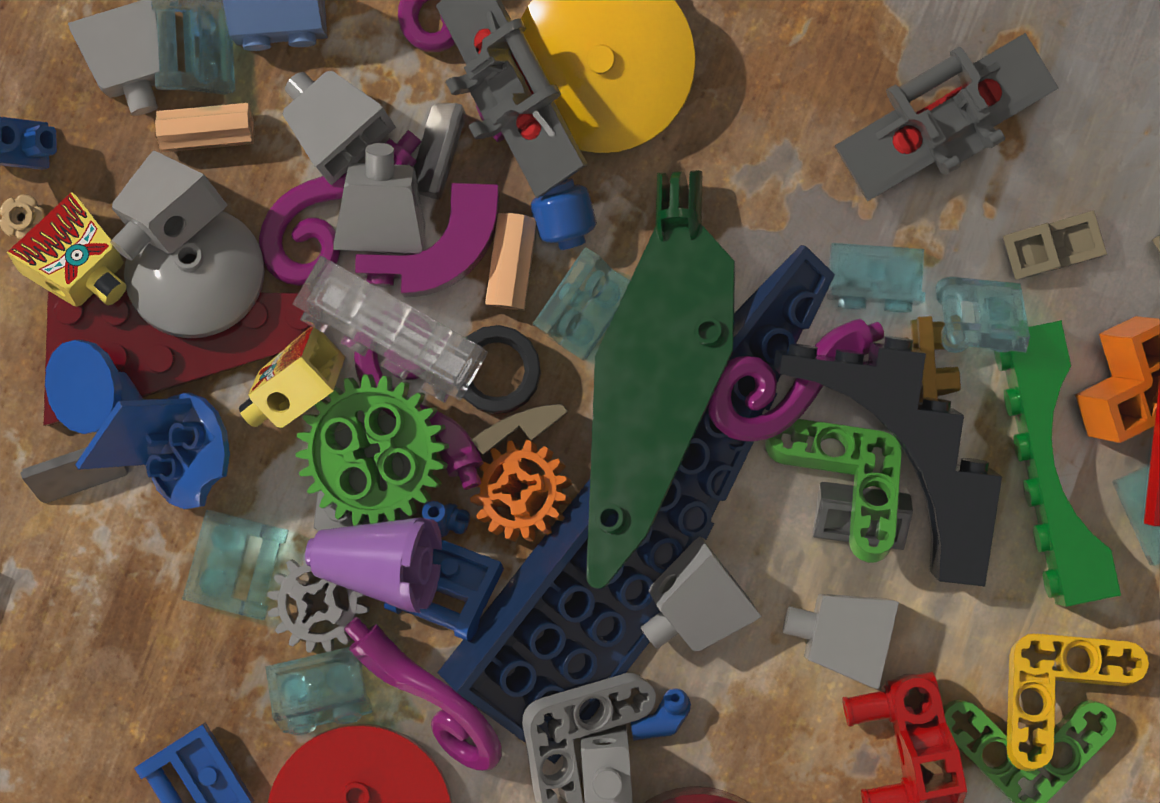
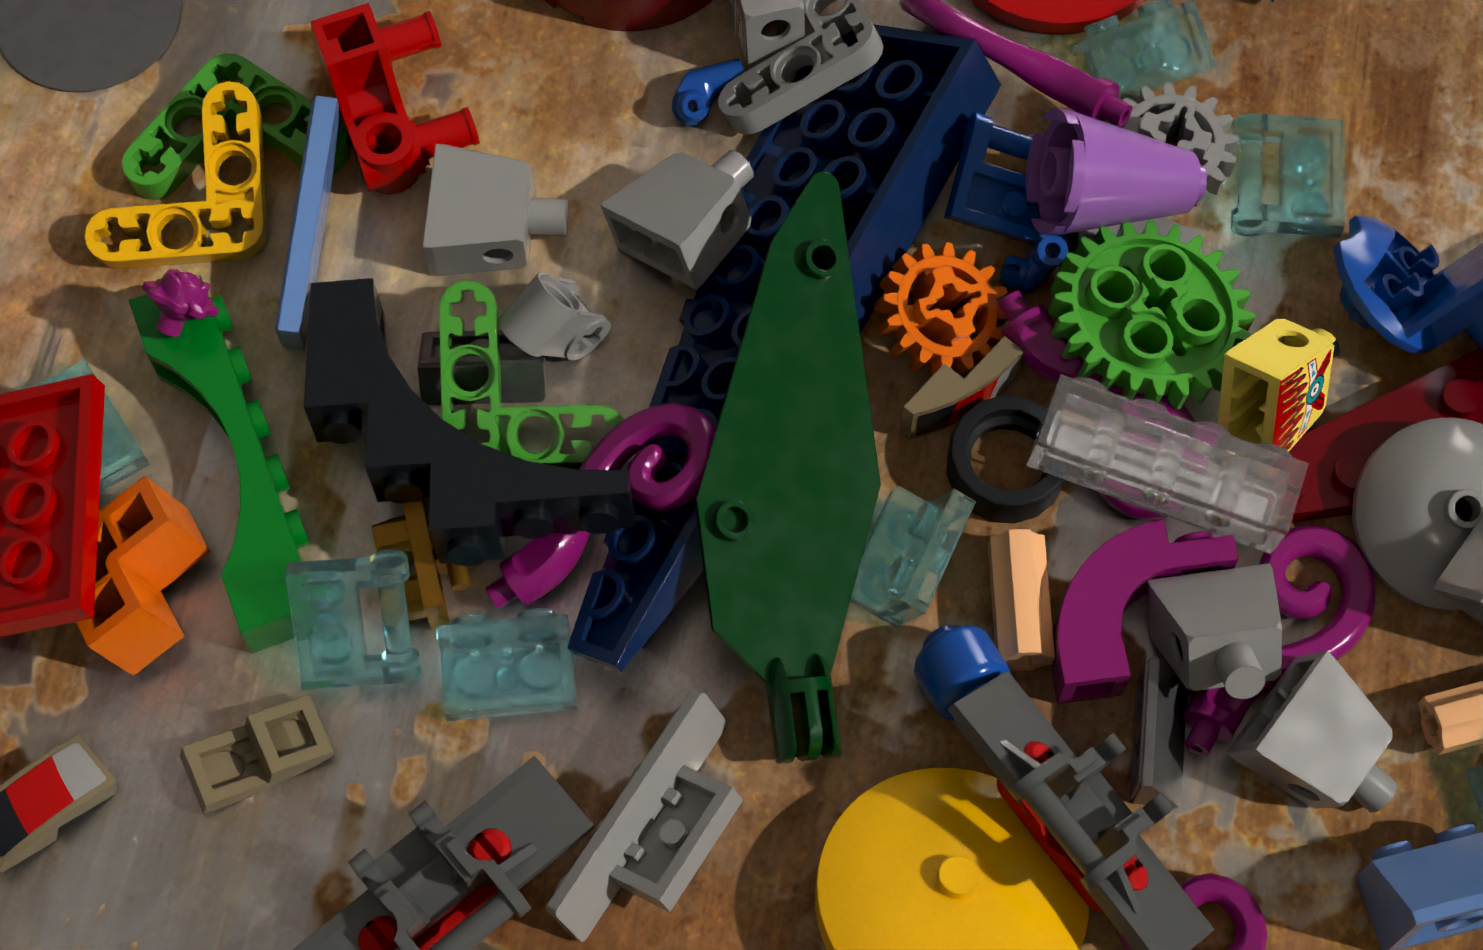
camera: 170 degrees right, 20 degrees down
(789, 142) = (656, 827): none -> light grey bracket
(811, 527) = (553, 320): none -> light grey piece
(981, 642) = (308, 222): none -> medium blue tile
(1084, 577) = (180, 299): none -> magenta plant

